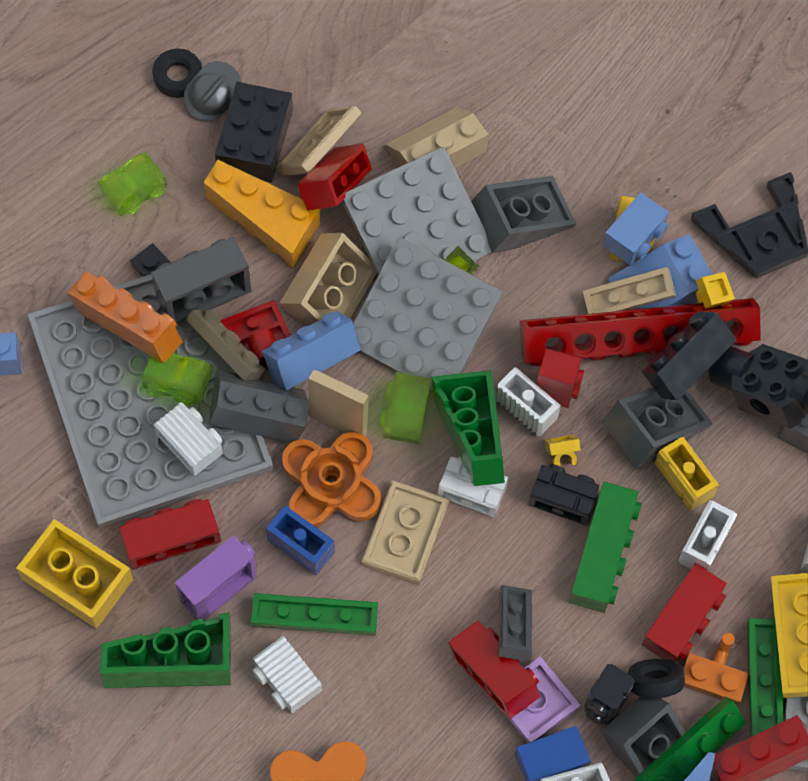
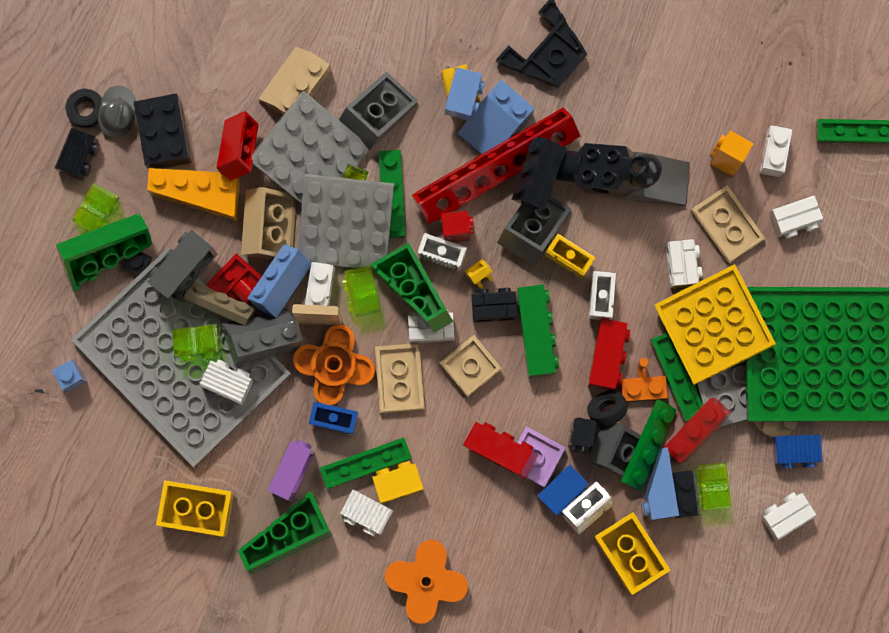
camera: 20 degrees left, 15 degrees up
(117, 226) = (102, 249): none -> green wedge
(125, 316) = (142, 317): orange brick -> none
(142, 116) = (77, 154): none -> black brick
(170, 533) = (243, 451): red brick -> none
(318, 140) = (212, 120): tan tile -> none
(344, 655) = (397, 483): none -> yellow brick
(363, 370) = (320, 284): none -> white brick
(502, 554) = (470, 366): none -> tan plate
(510, 279) = (391, 172): none -> green plate
(515, 623) = (500, 412): dark grey tile -> none
(631, 292) = (478, 141): tan plate -> none
(714, 290) = (536, 116): yellow tile -> none

